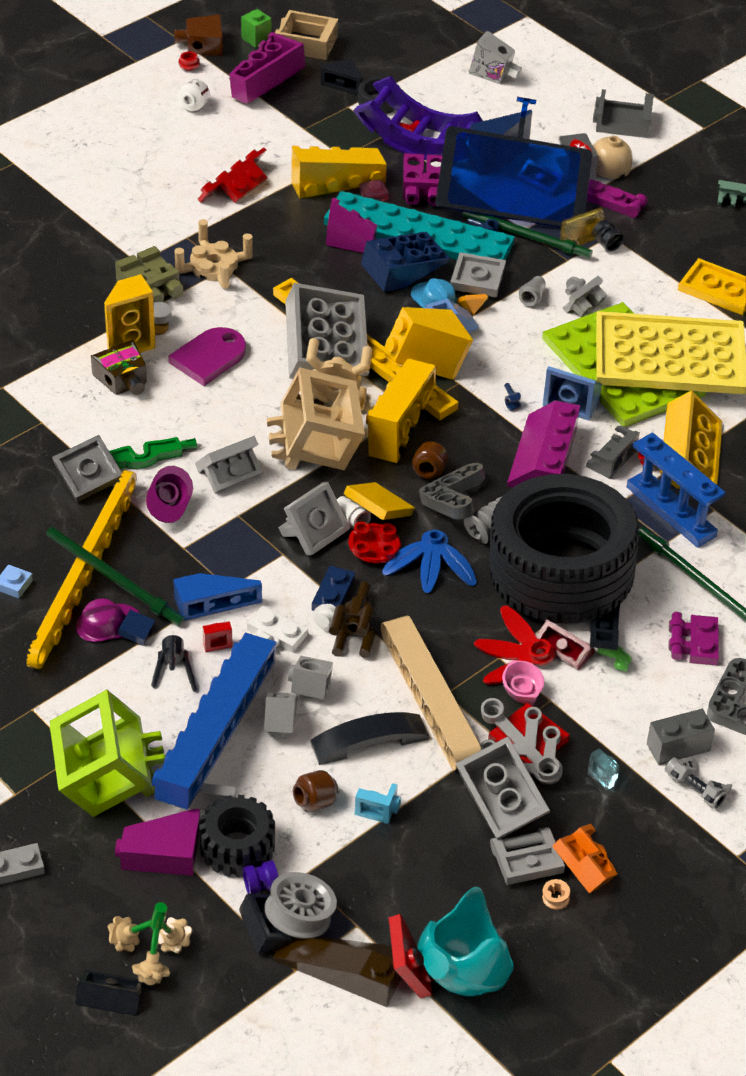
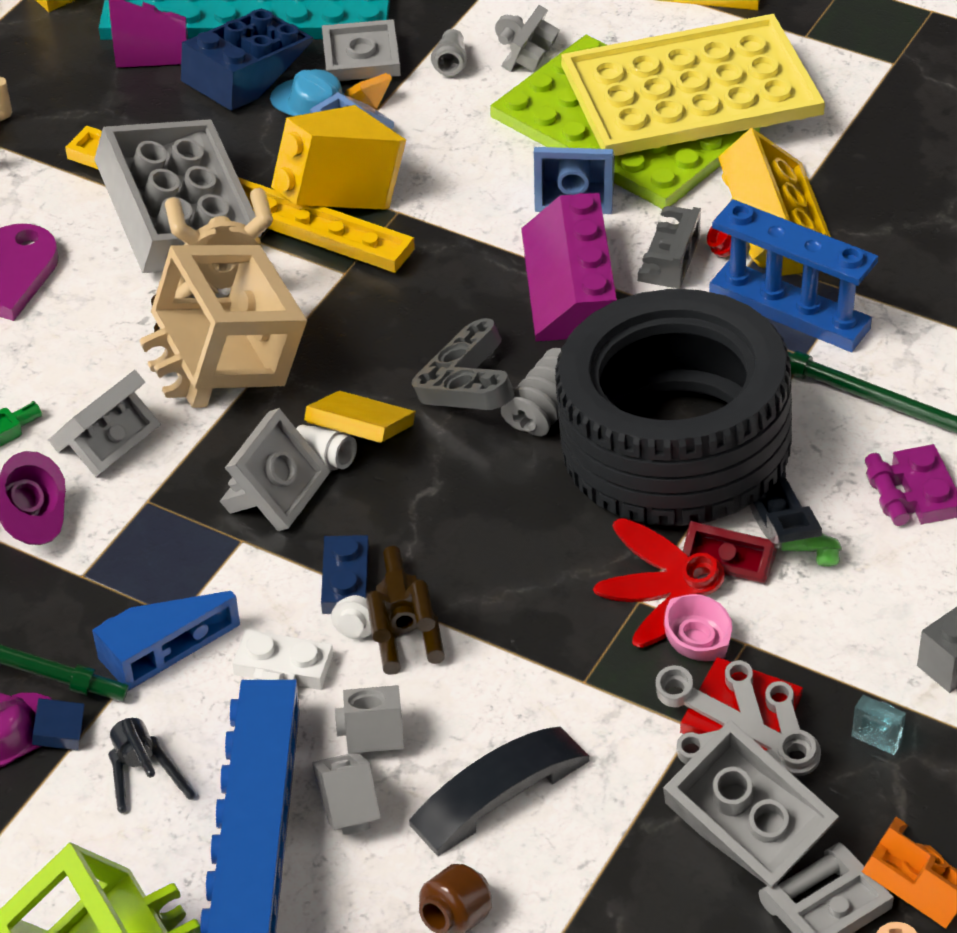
camera: 15 degrees left, 0 degrees up
(217, 636) = (195, 699): red plate -> none
(374, 542) = (377, 481): red dish -> none
(376, 805) = (561, 894): medium azure bracket -> none
(399, 409) = (334, 271): yellow wedge -> none
(429, 690) = (566, 687): tan beam -> none
(430, 460) = (409, 334): reddish brown head -> none
(433, 546) = (471, 461): blue plant -> none
(511, 400) = (488, 212): dark blue hand -> none

